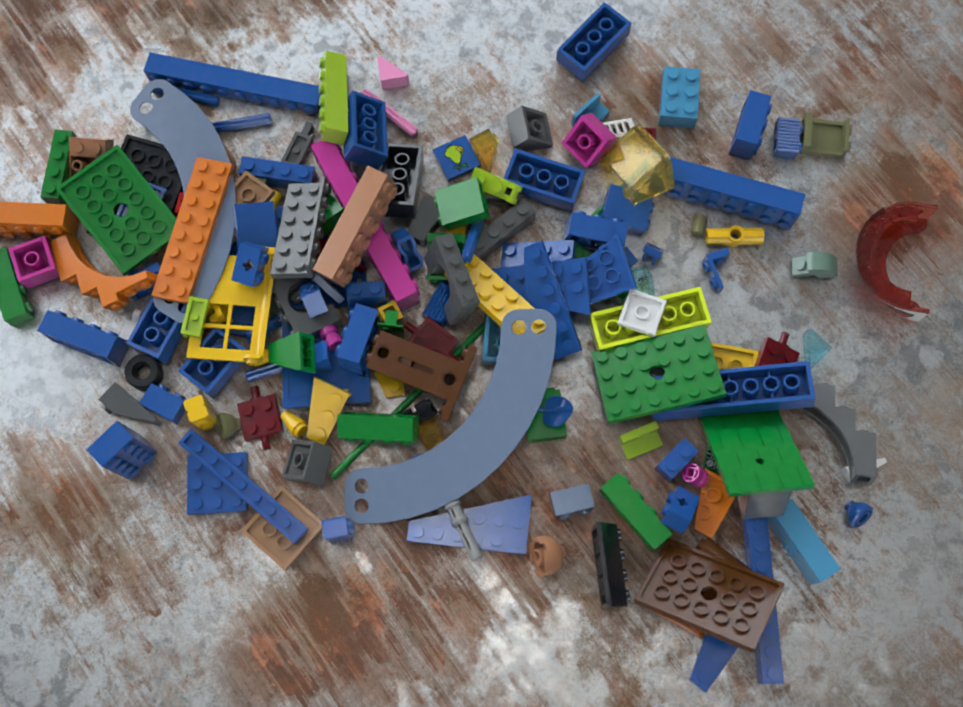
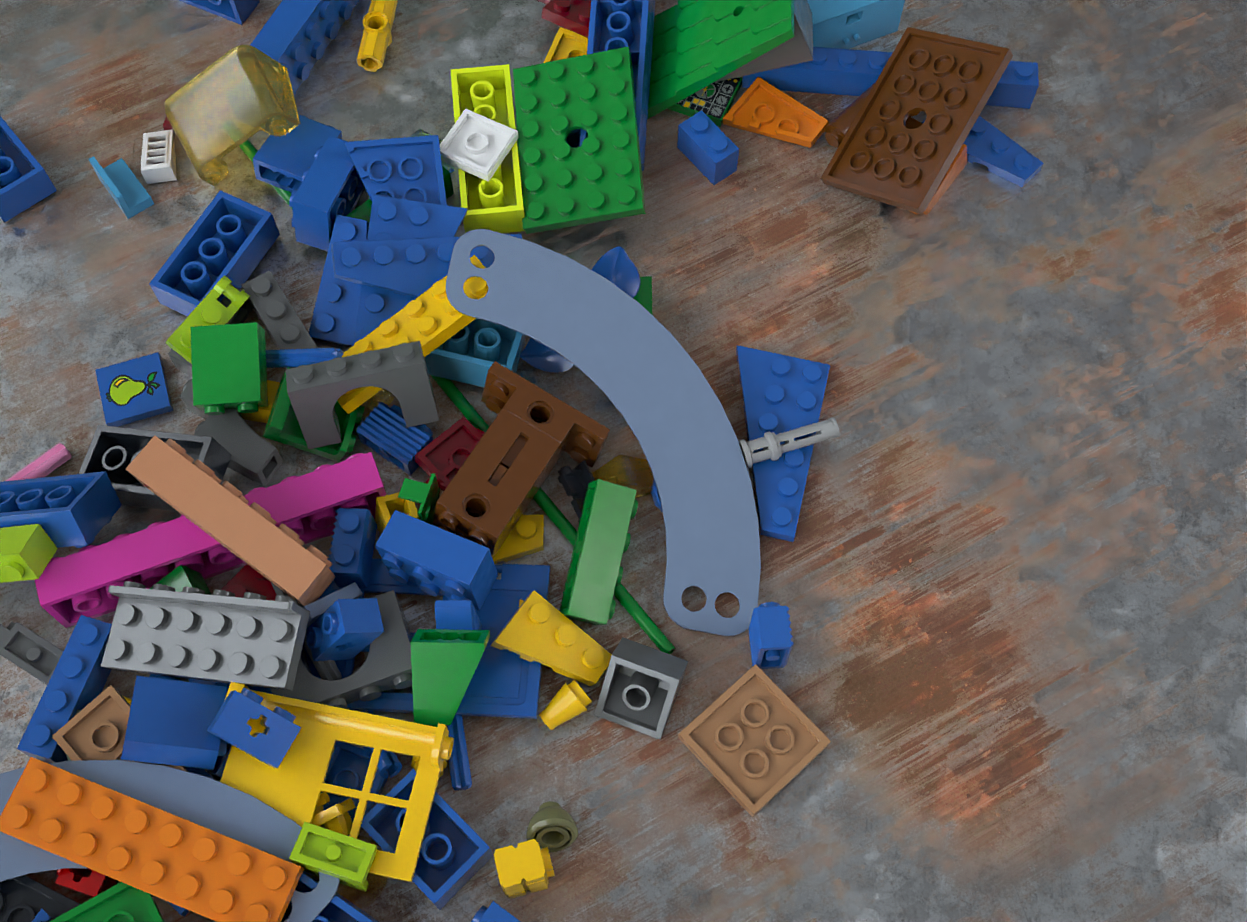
camera: 85 degrees left, 10 degrees down
(208, 493) = (657, 858): blue plate -> none
(243, 486) = (668, 805): blue tile -> none
(260, 418) = (544, 767): dark red plate -> none
(330, 334) = (419, 614): dark pink wheel -> none
(408, 249) = (279, 463): blue brick -> none
(486, 148) = (132, 338): clear yellow slope -> none
(529, 129) = (116, 274): dark grey slope -> none
(546, 555) = (837, 334): nougat cylinder -> none
(572, 501) = (754, 290): sand blue brick -> none
(589, 140) = (167, 182): dark pink brick -> none
(609, 565) = (862, 249): black slope -> none
(635, 511) = (780, 208): green brick -> none
(640, 440) = (669, 192): lime panel -> none
(653, 251) = (378, 131): blue tile -> none
(679, 97) = (130, 62): dark azure brick -> none
(680, 509) = (785, 147): blue brick -> none
(695, 475) = (739, 126): dark pink wheel -> none
(699, 225) = (347, 71): olive piece -> none
(718, 258) = (424, 64): blue bracket -> none

